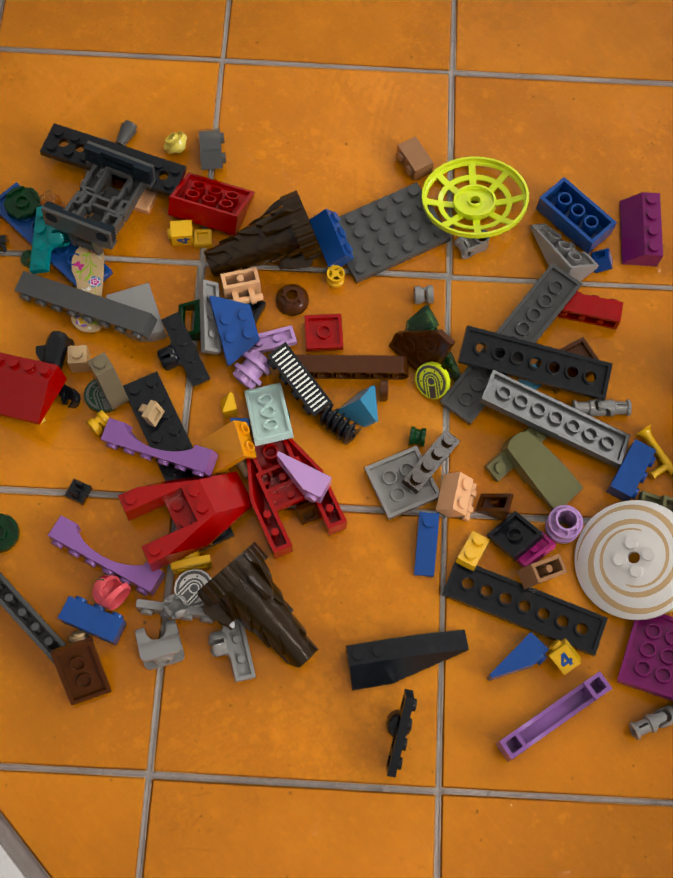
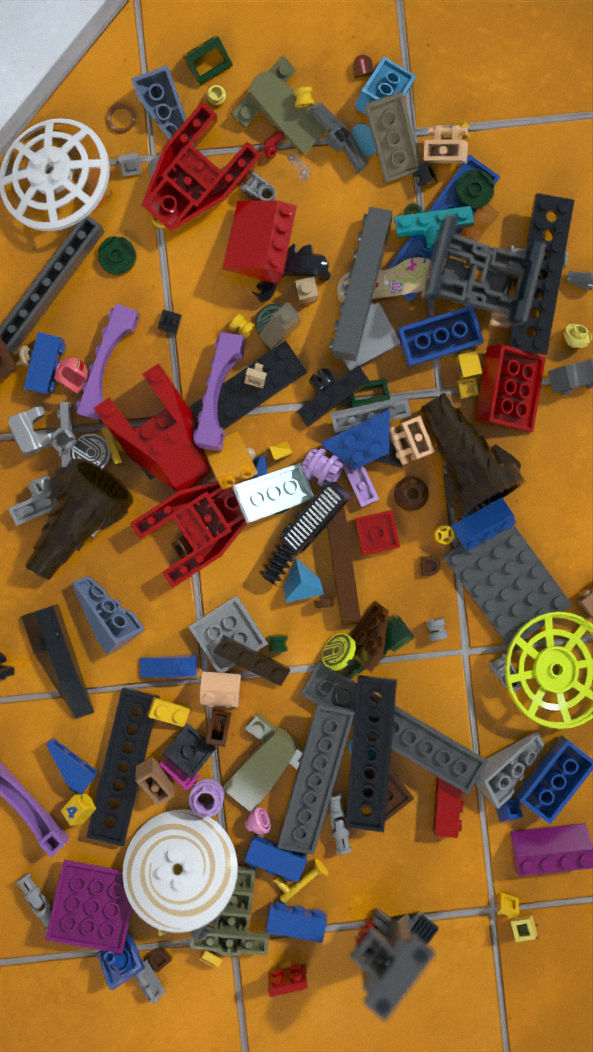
camera: 80 degrees right, 20 degrees up
(150, 250) = (439, 336): none -> blue brick
(308, 480) = (203, 545): lavender slope -> none
(363, 294) = (429, 565): none -> reddish brown tile
(373, 596) = (109, 621): none -> sand blue wedge
(593, 482) = (258, 821): none -> bright pink brick

